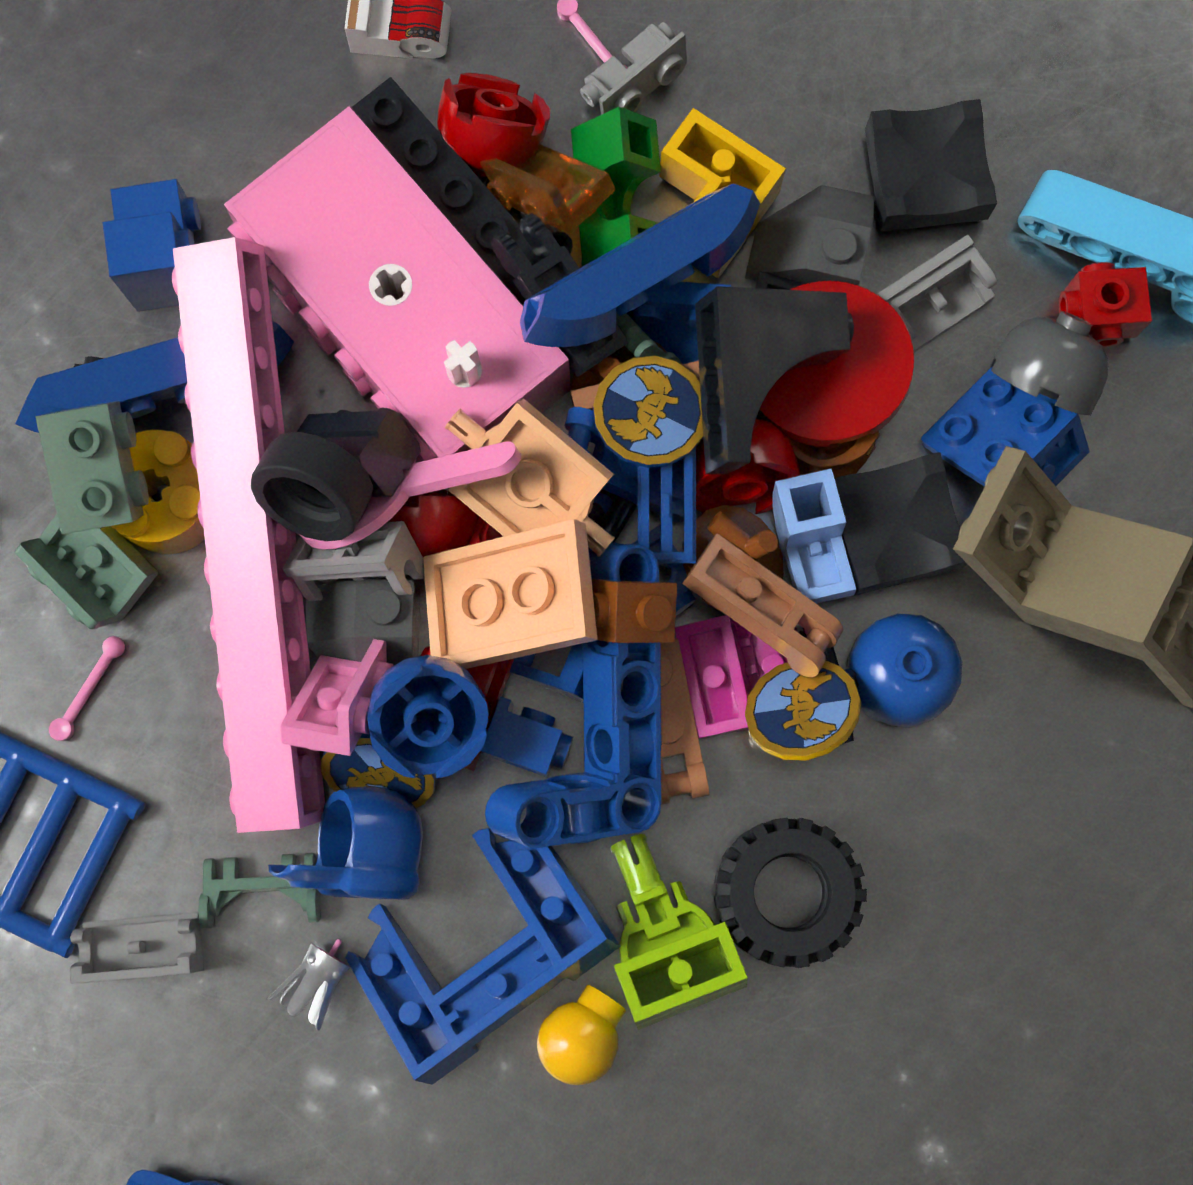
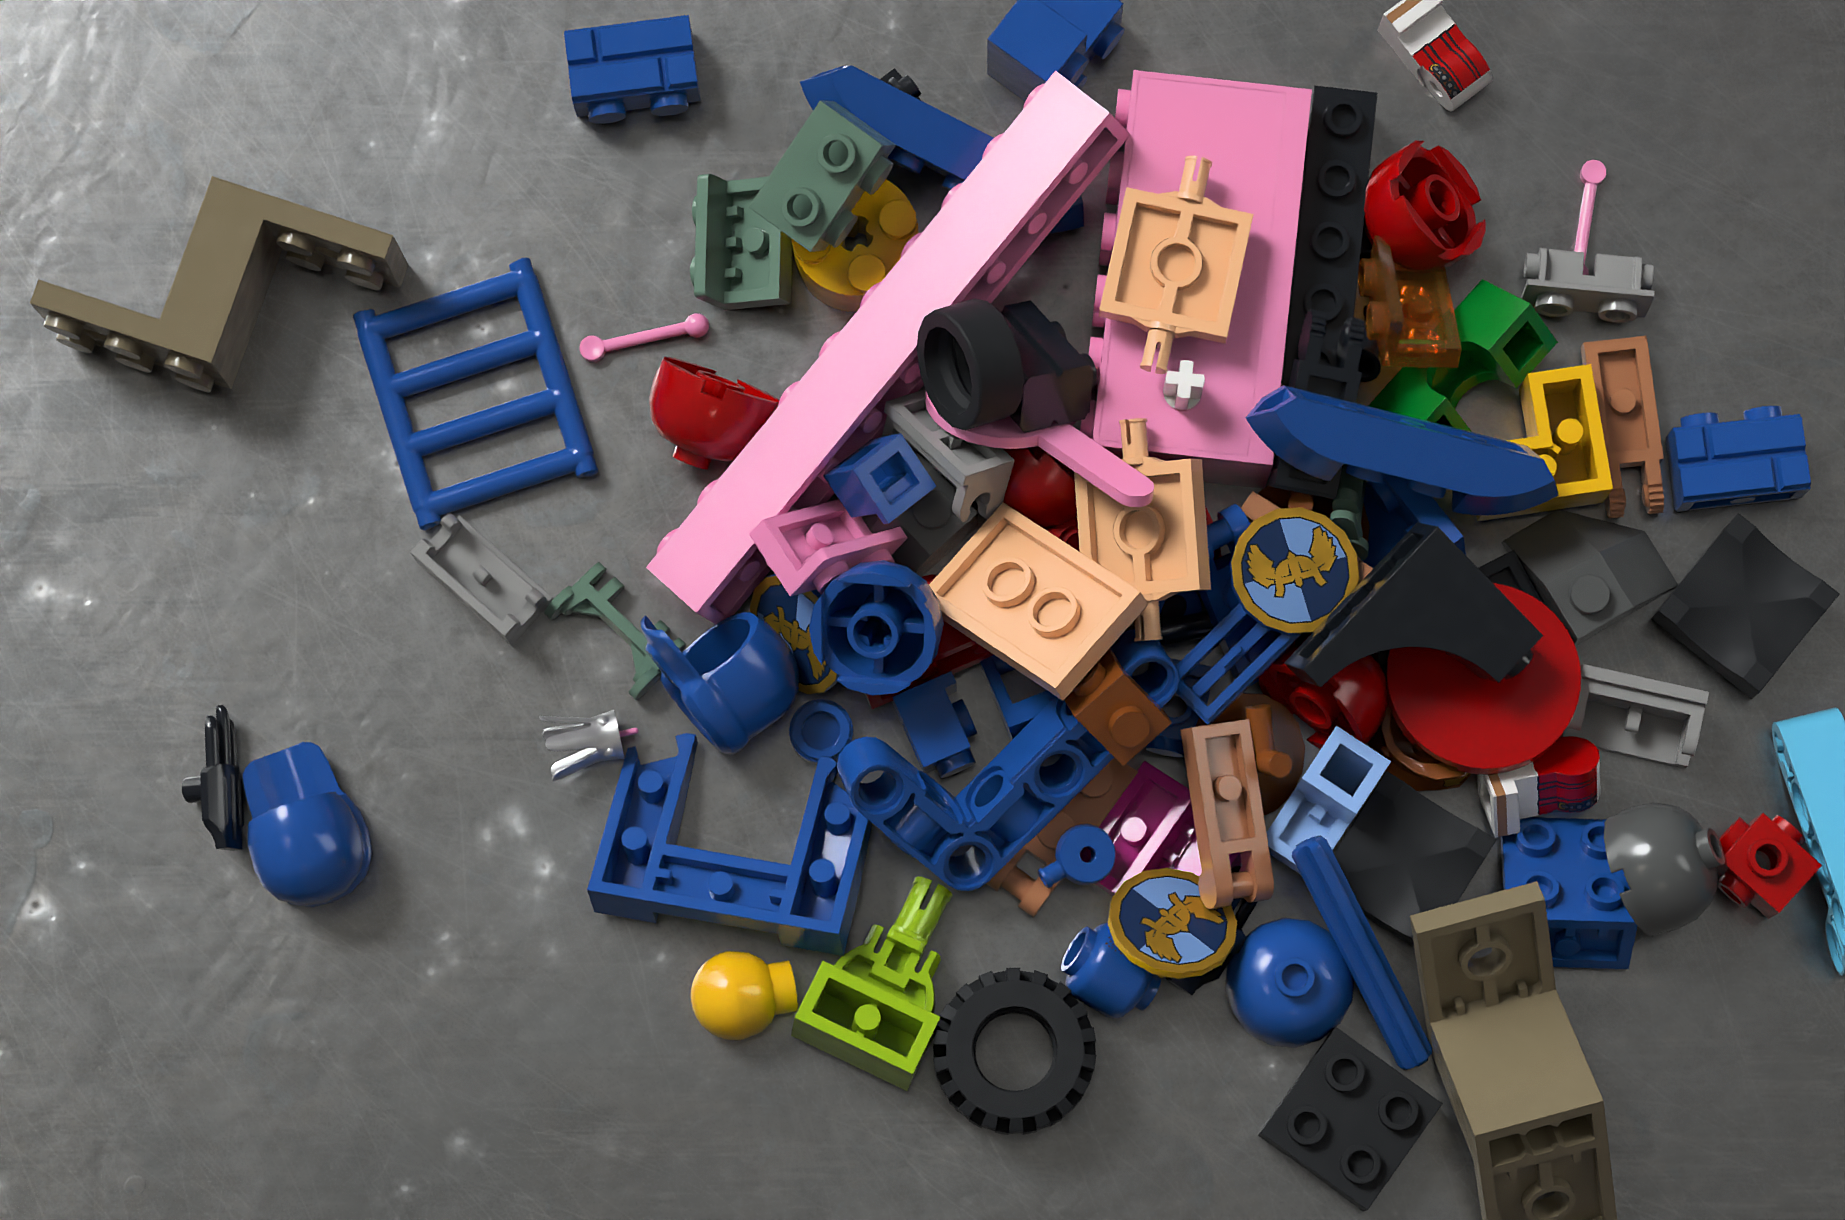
camera: 50 degrees right, 0 degrees up
(174, 695) = (706, 412): none -> red cylinder
(330, 621) = (880, 479): none -> blue brick
(378, 293) = (1176, 265): none -> light nougat plate
(455, 818) = (820, 730): none -> blue tile
(695, 736) = (1068, 859): none -> blue piece
(747, 121) = (1627, 417): none -> nougat hinge
(791, 786) = (1104, 975): none -> blue head
(833, 86) = (1737, 460): none -> blue brick
(932, 605) = (1362, 952): none -> blue axle
(935, 380) = (1559, 780): none -> leg
(1030, 715) = (1350, 1119): none -> black brick

